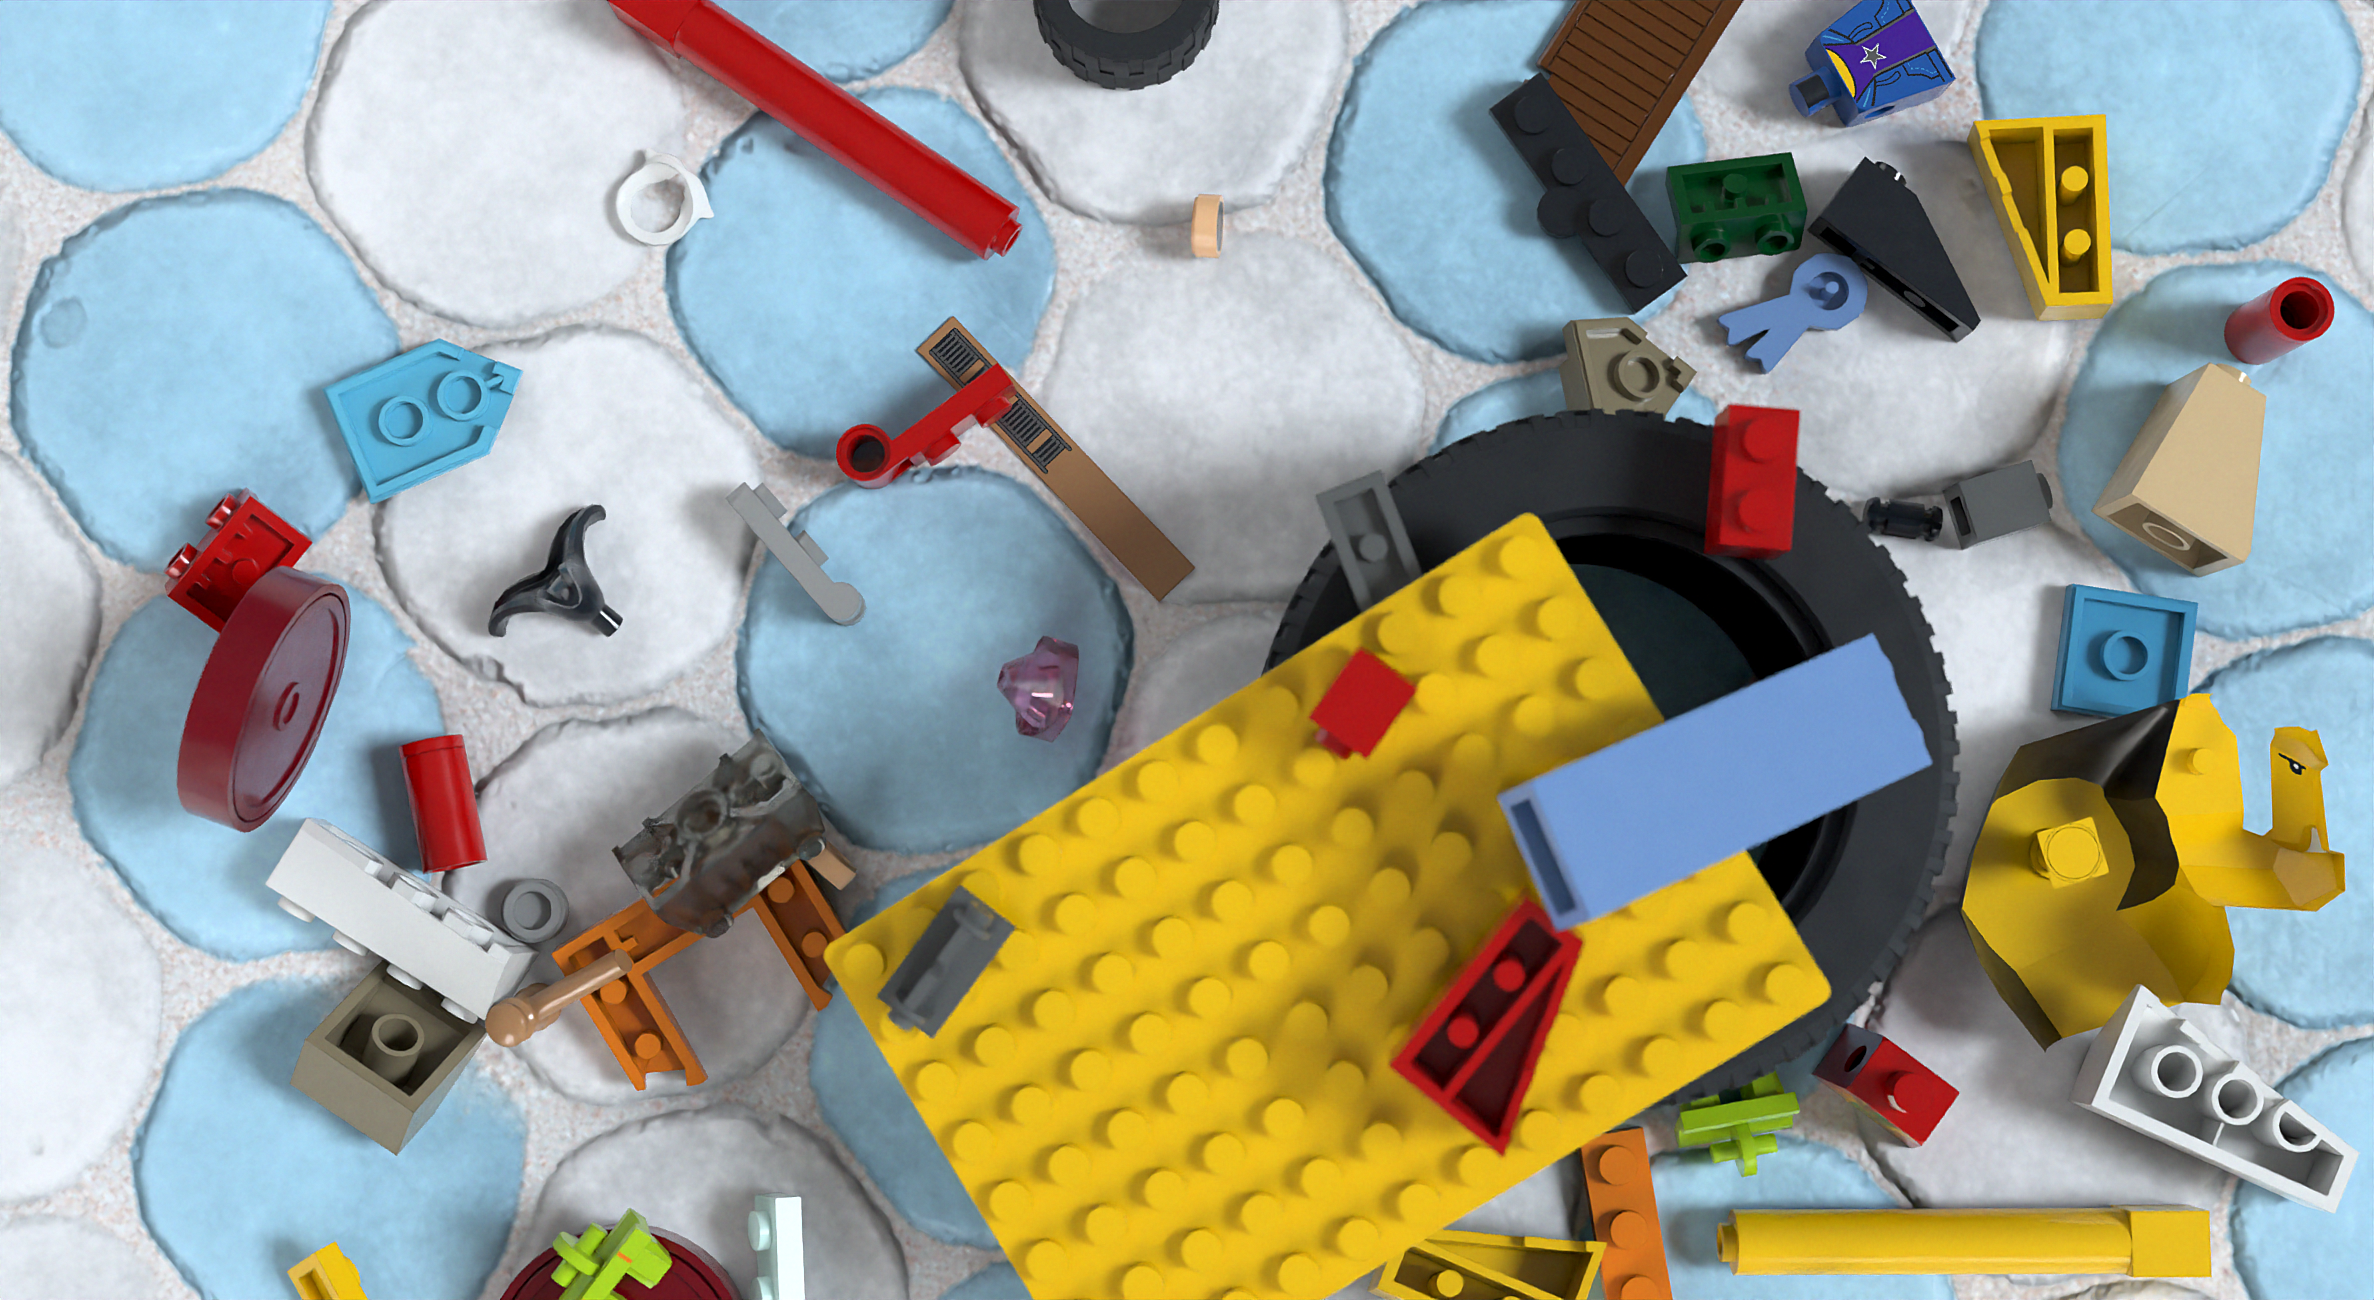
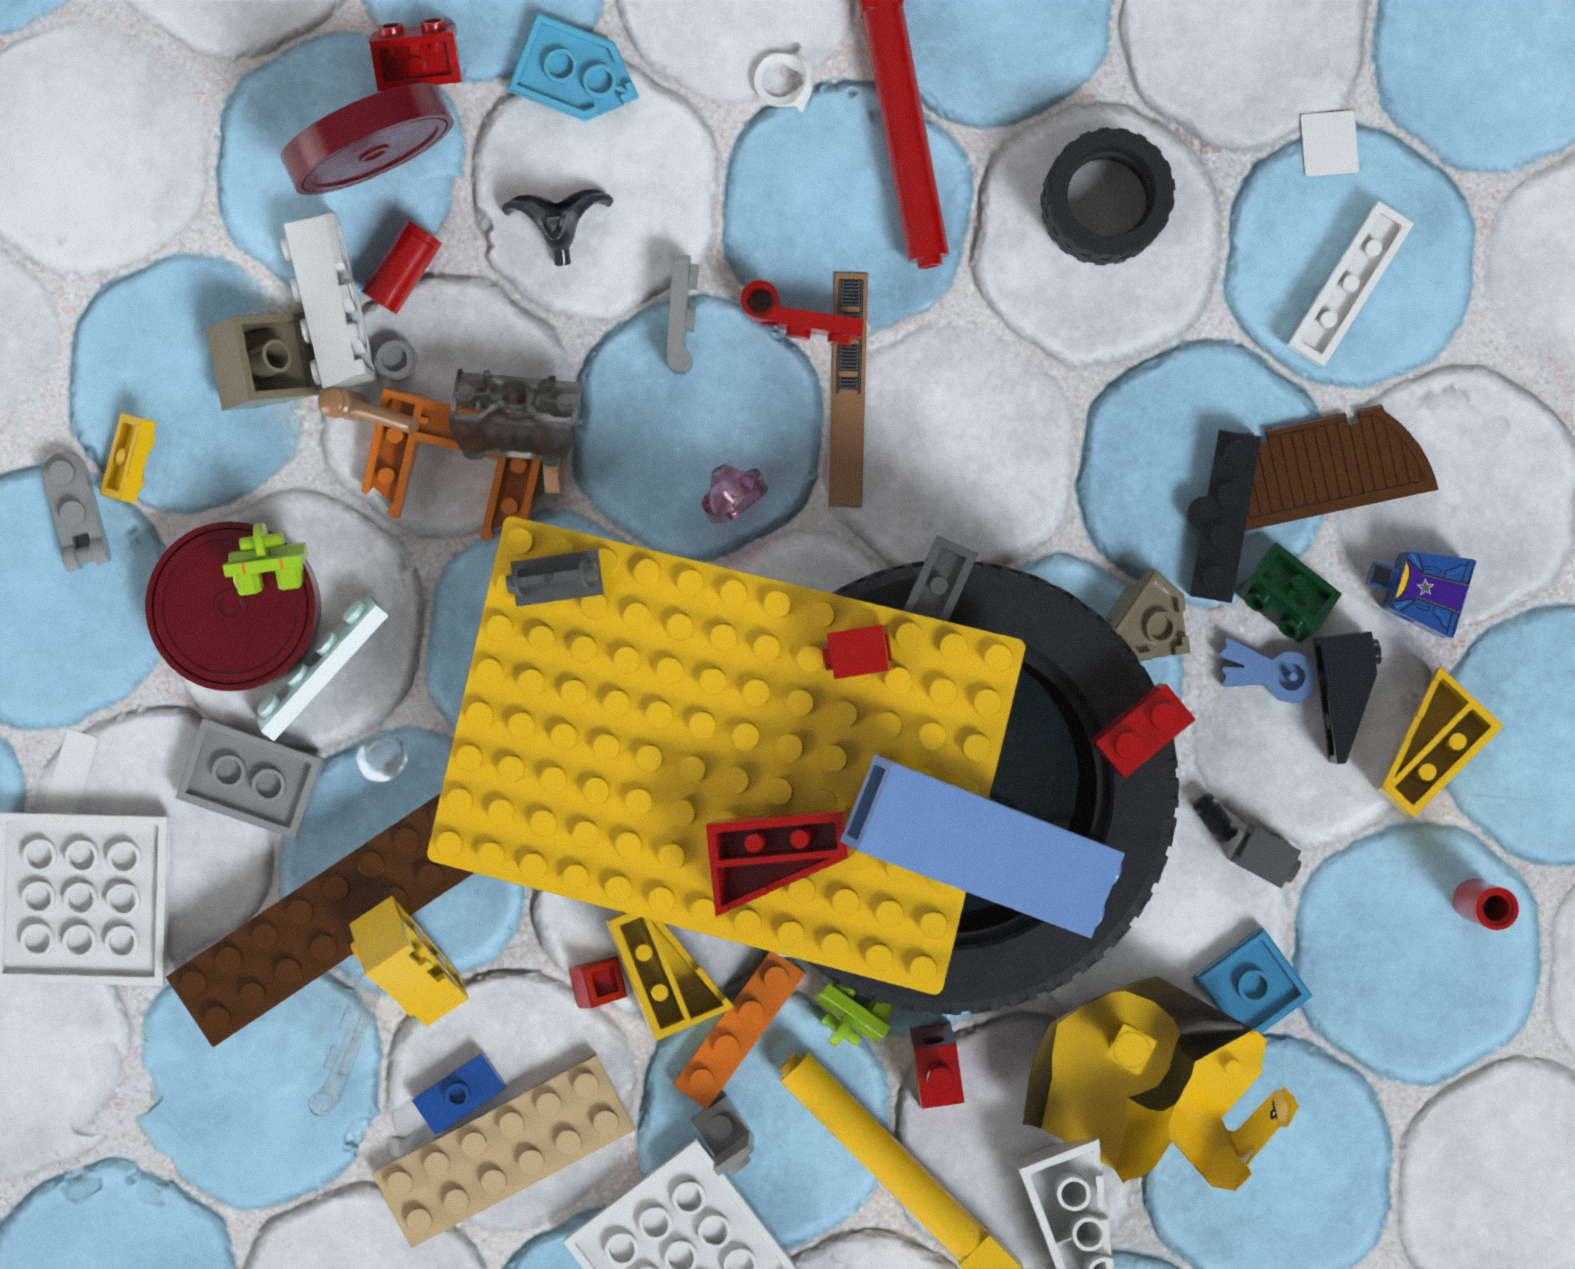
camera: 50 degrees right, 5 degrees up
(1207, 225) = (1029, 351): light nougat tile -> none
(2193, 472) = (1371, 932): tan slope -> none

